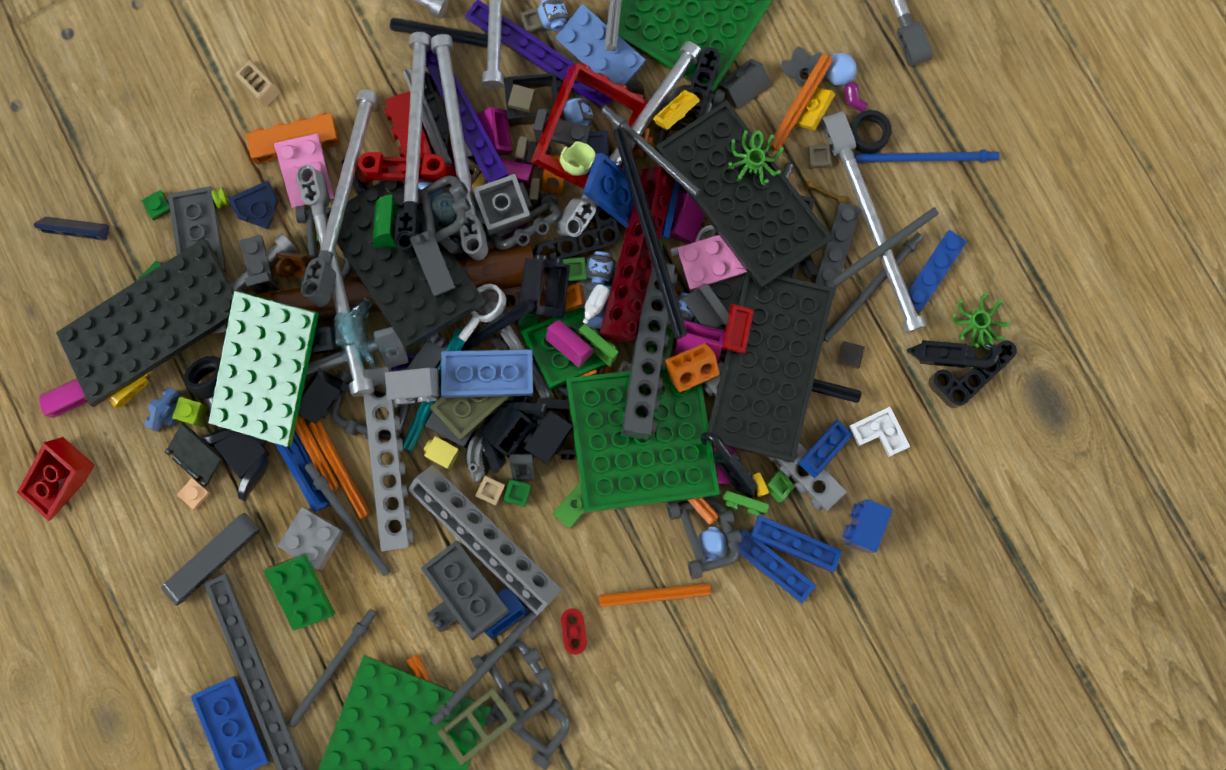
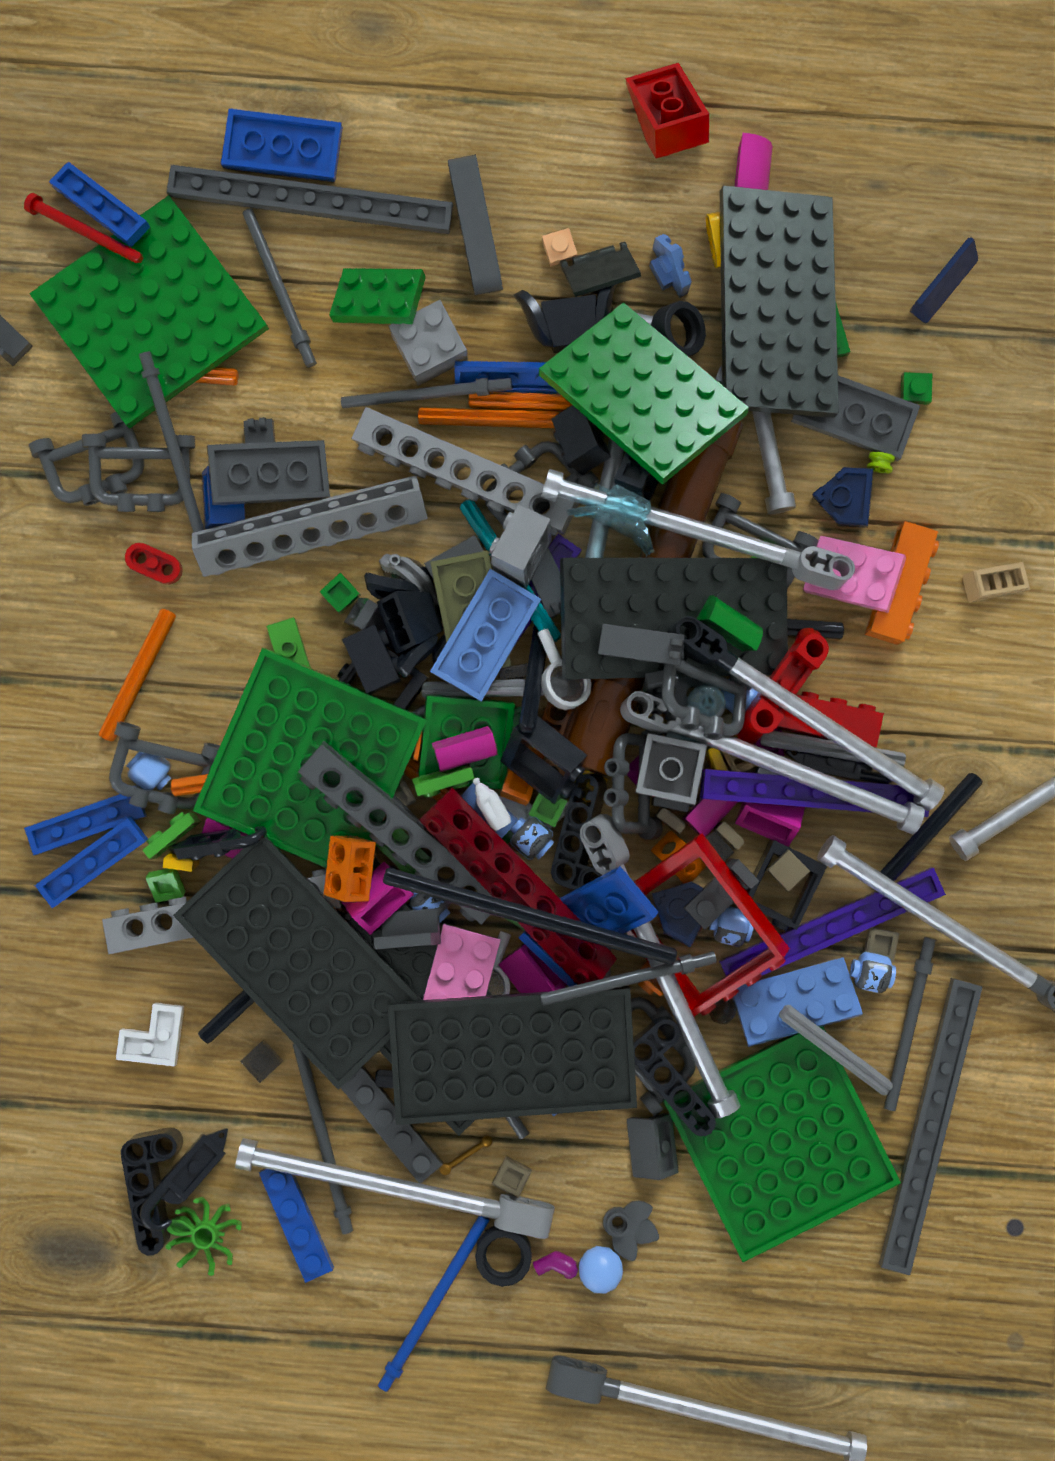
camera: 120 degrees right, 5 degrees up
(190, 412) = (650, 291): lime brick -> none
(257, 265) = (772, 457): dark grey bracket -> none
(292, 264) = (747, 497): reddish brown hips -> none
(319, 276) = (709, 513): flat silver piece -> none
(390, 347) = (583, 545): light grey plate -> none
(441, 452) = (436, 536): light yellow brick -> none
(443, 732) = (134, 397): olive window -> none
(490, 490) = (359, 564): tan plate -> none
(577, 158) = (668, 887): yellowish green hair -> none
(676, 109) = (659, 1040): yellow plate -> none
(737, 329) = (360, 947): red tile -> none
(755, 157) = (542, 1095): bright green animal -> none
(801, 101) = (587, 1196): orange axle -> none
(815, 109) = (570, 1208): yellow plate -> none
(825, 449) = (171, 961): blue tile -> none
(866, 526) = (57, 951): blue brick -> none
(884, 247) = (353, 1173): dark grey bar -> none

